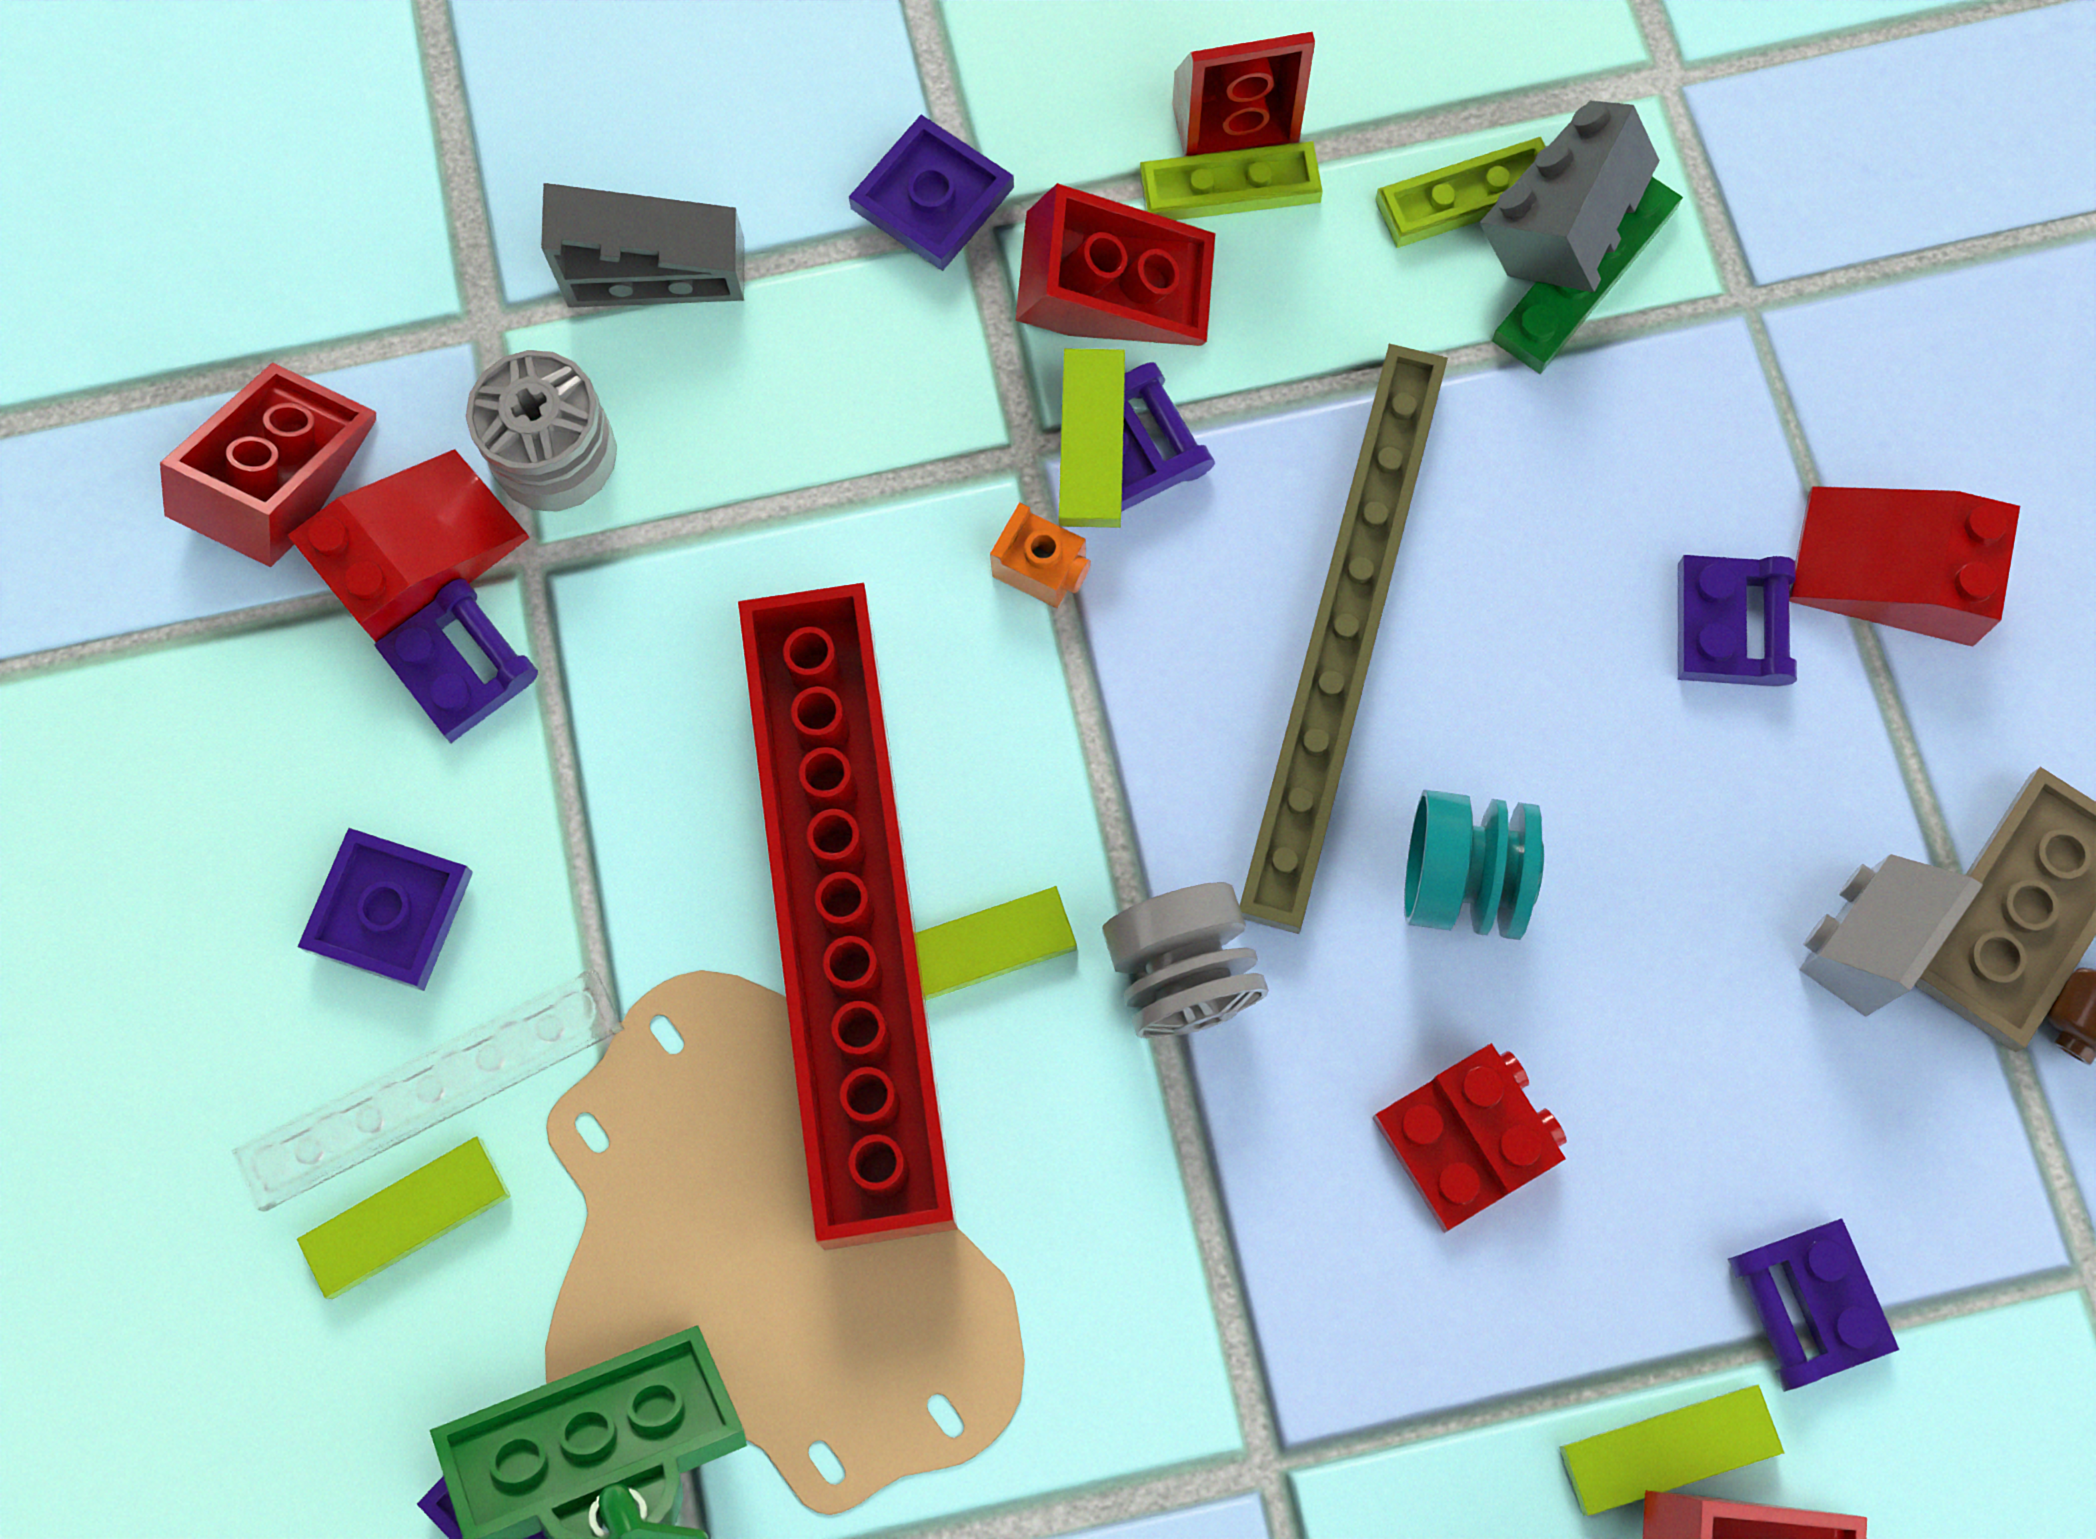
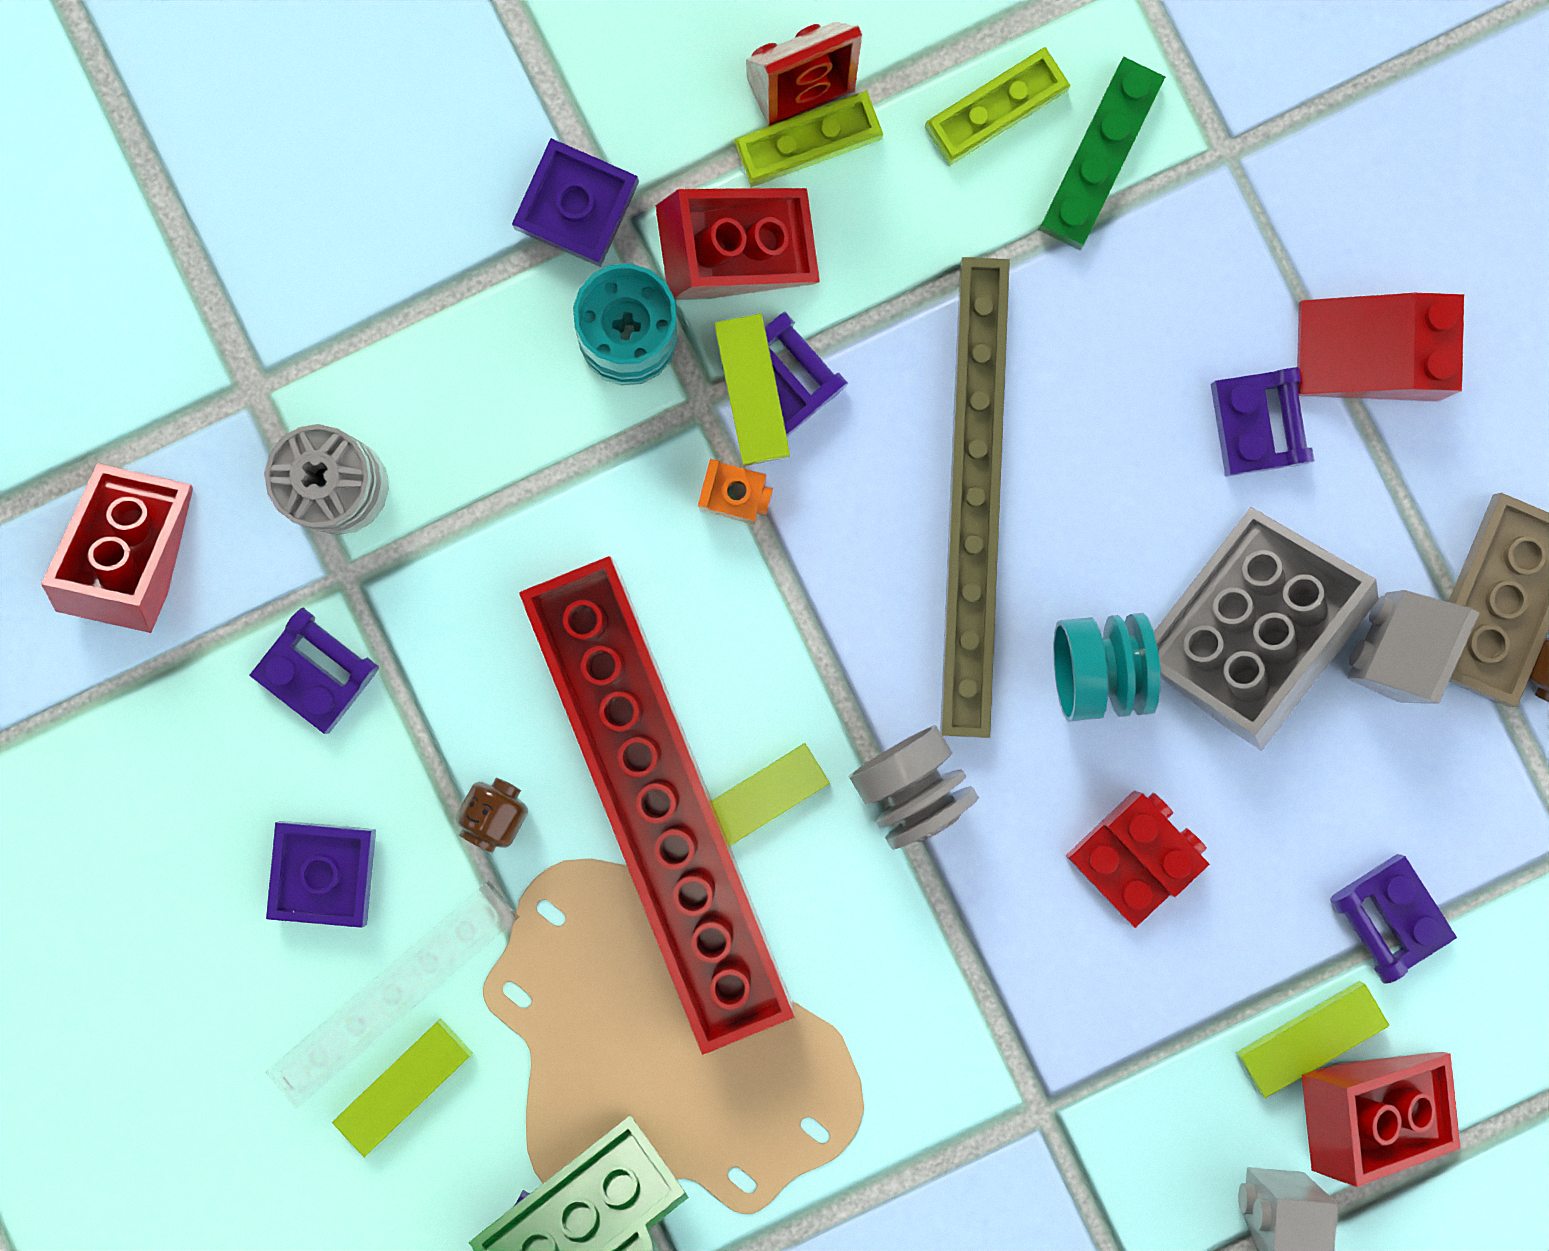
camera: 15 degrees left, 15 degrees up
(406, 539) = (249, 588): red slope -> none
(626, 879) = (491, 814): none -> reddish brown head
(640, 248) = (360, 307): dark grey wedge -> none
(958, 301) = (619, 298): none -> teal wheel
(1573, 198) = (1084, 103): dark grey wedge -> none
(1692, 870) = (1261, 626): none -> light grey slope

